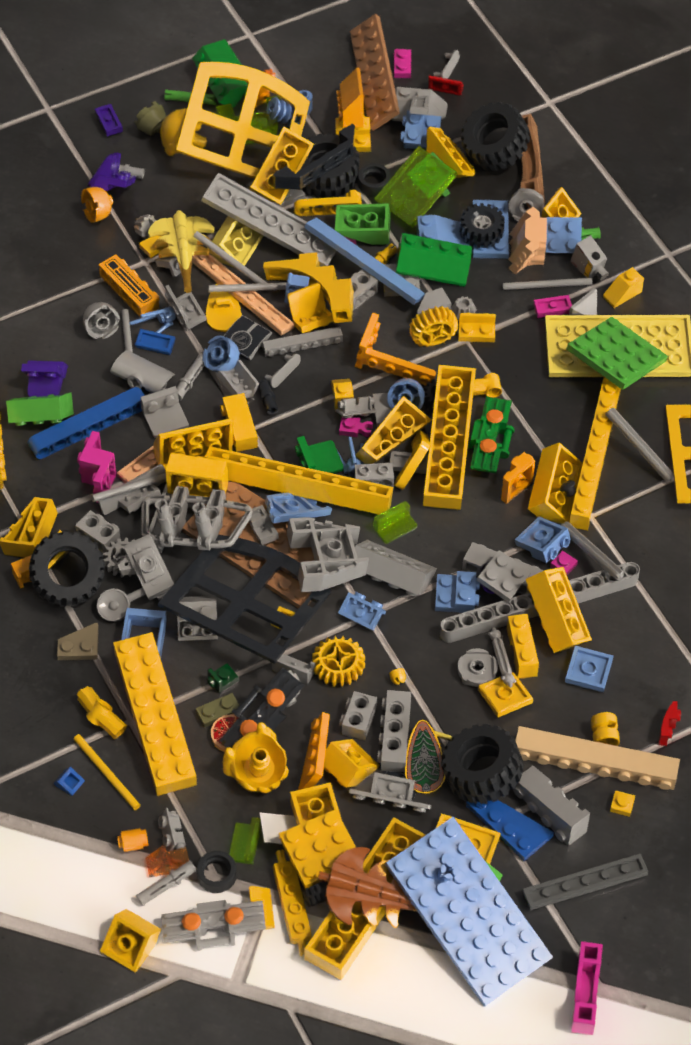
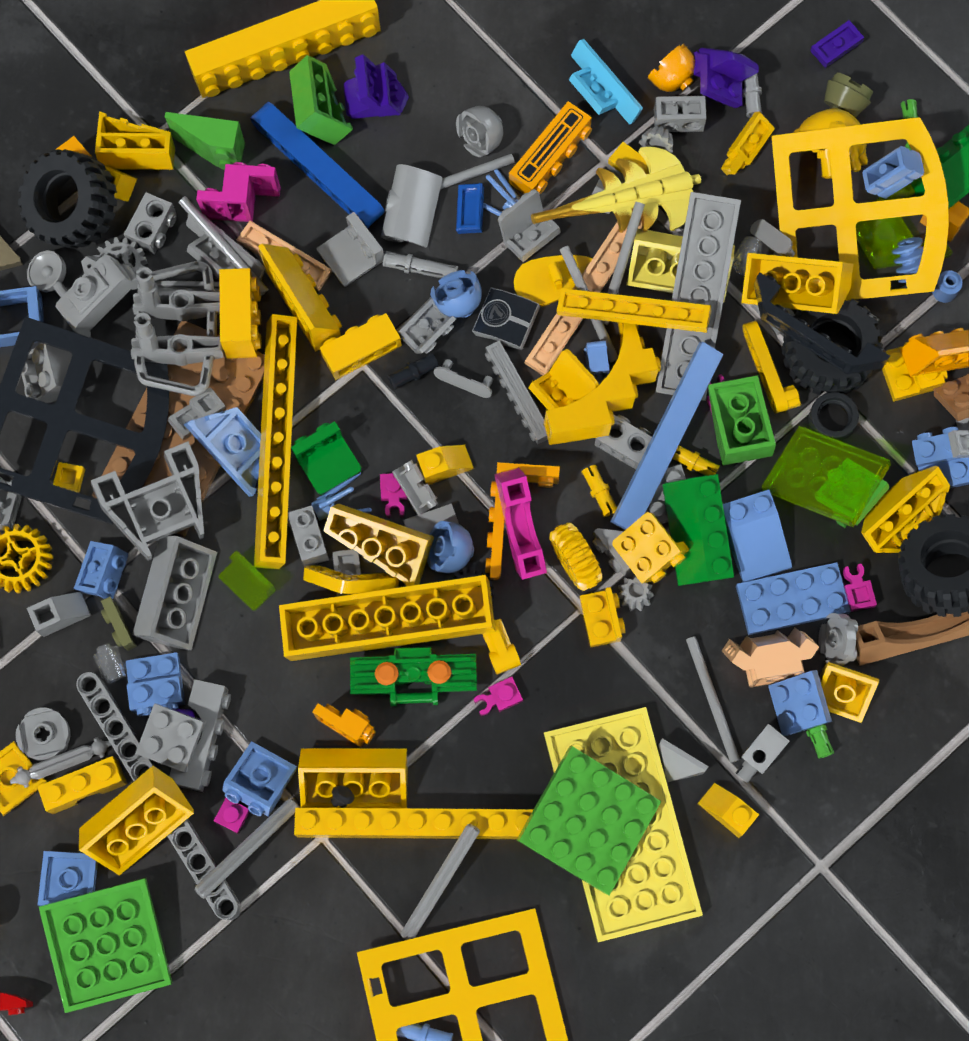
camera: 80 degrees right, 20 degrees up
(48, 476) = (211, 138): none -> bright green slope
(89, 248) = (600, 84): none -> medium azure bracket
(130, 208) = (680, 113): none -> light grey brick
(165, 181) = (747, 143): none -> yellow hinge
(229, 89) = (893, 172): none -> medium blue brick
(245, 173) = (772, 238): none -> light grey piece
(270, 255) = (634, 310): none -> yellow plate
(389, 311) = (599, 490): none -> yellow pin
(389, 641) = (58, 612): none -> light grey slope
(398, 676) = (12, 637): yellow hinge -> none
(408, 604) = (113, 615): none -> olive plate
(424, 352) = (523, 541): none -> dark pink arch
(434, 615) = (110, 663): none -> clear brick
(440, 283) = (649, 549): none -> yellow bracket
(482, 225) = (781, 570): black wheel -> none
(495, 192) = (858, 592): none -> dark pink plate
(517, 394) = (502, 694): none -> dark pink plate
(552, 306) = (669, 715): dark pink plate -> none
(642, 649) = (105, 945): none -> bright green plate

